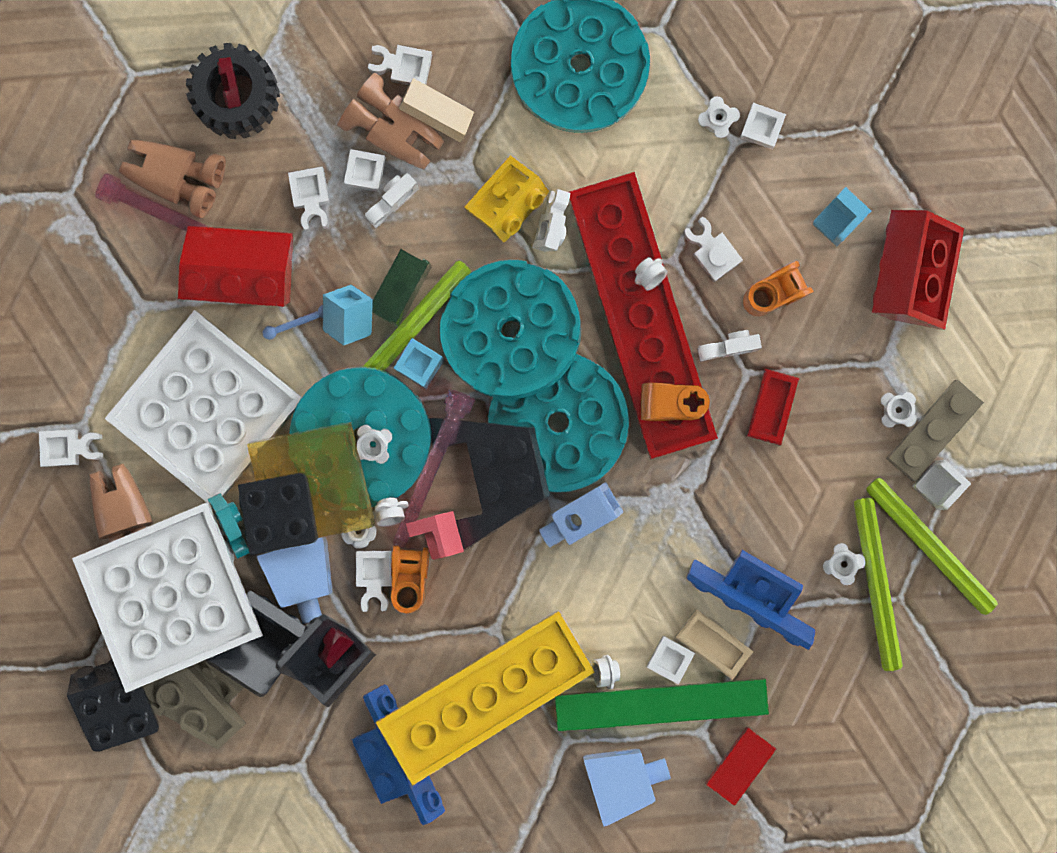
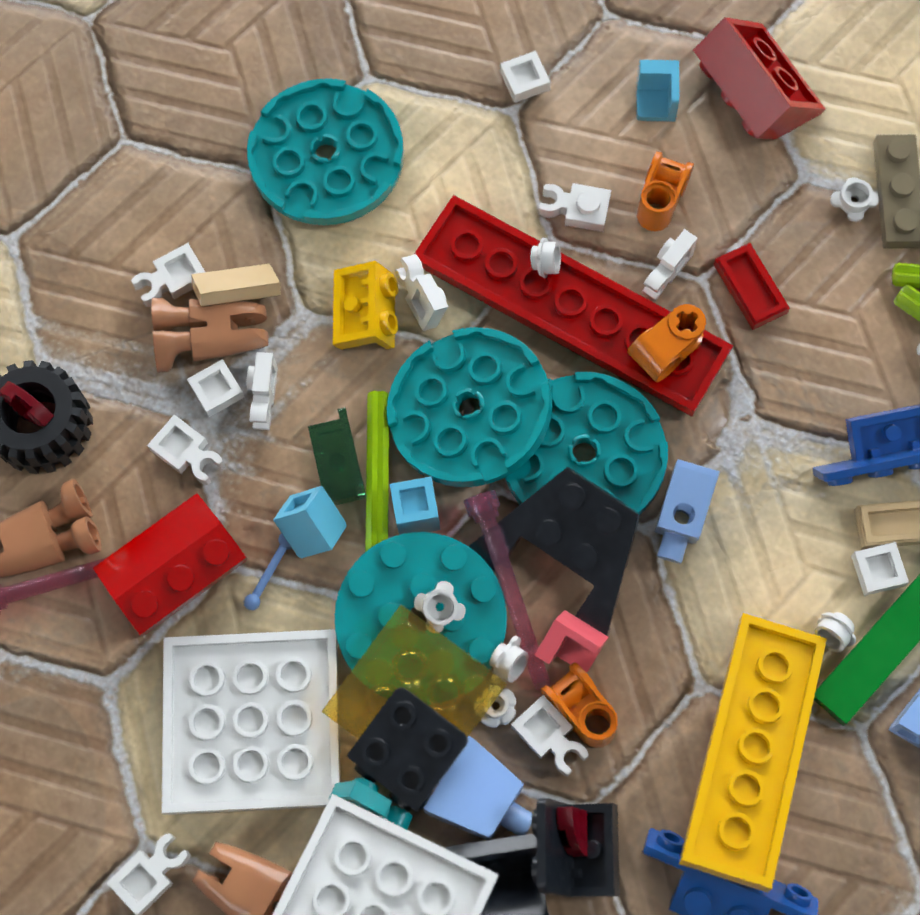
camera: 40 degrees left, 15 degrees down
(718, 127) = (482, 110): white plate -> none

